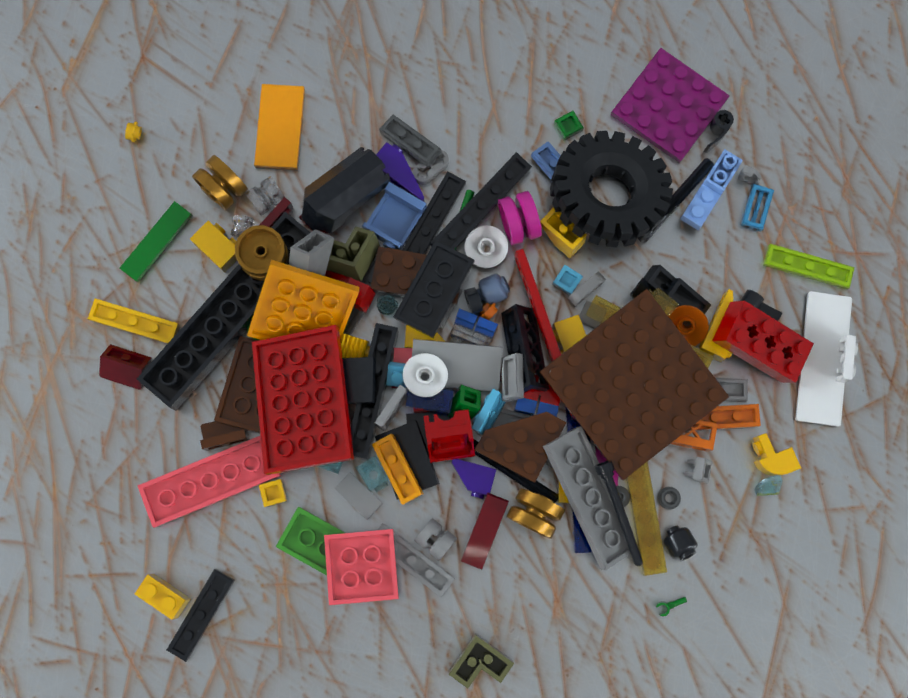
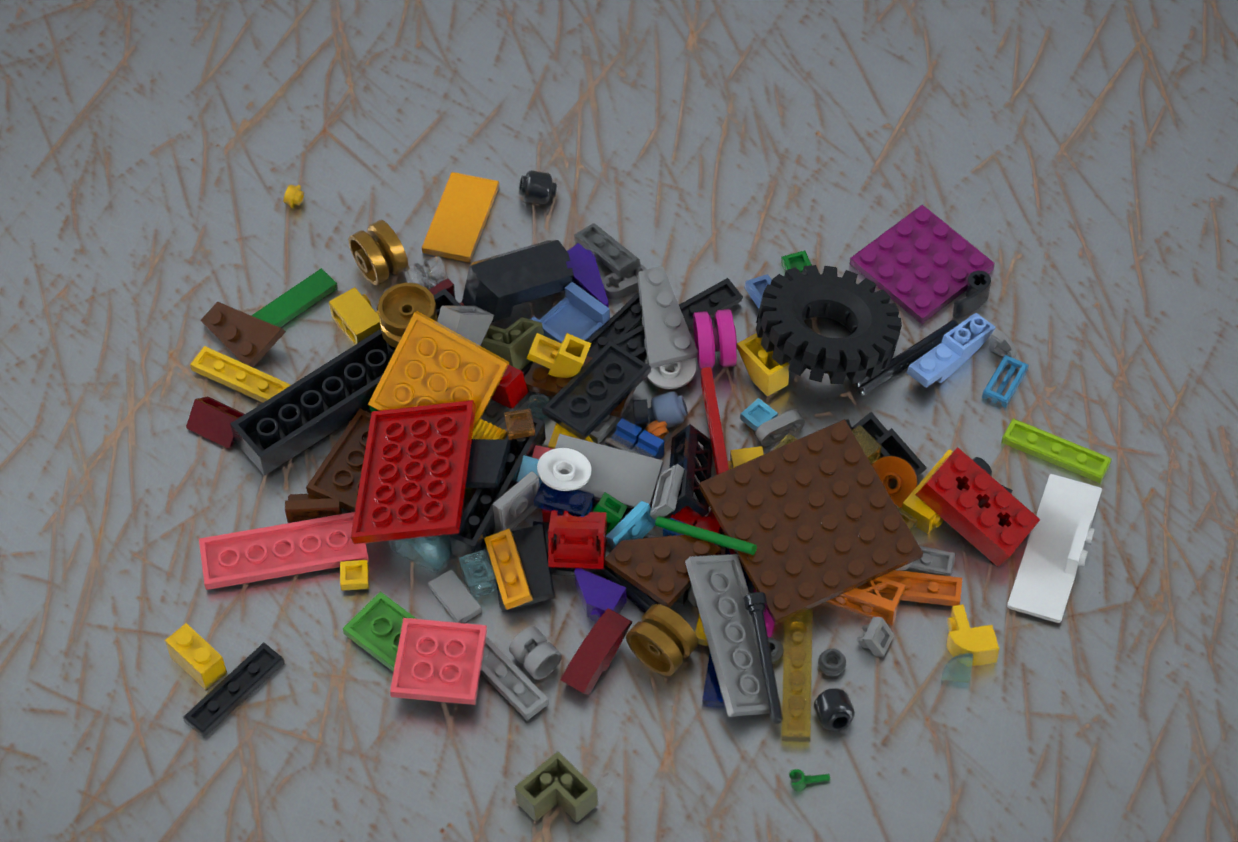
camera: 15 degrees right, 25 degrees down
(124, 280) = (242, 333): none -> reddish brown wing
(338, 88) = (537, 187): none -> black head
(378, 336) = (519, 423): none -> clear orange tile
(397, 266) = (562, 358): none -> yellow brick
(475, 211) = (664, 326): none -> light grey wing
(553, 416) = (706, 535): none -> green bar

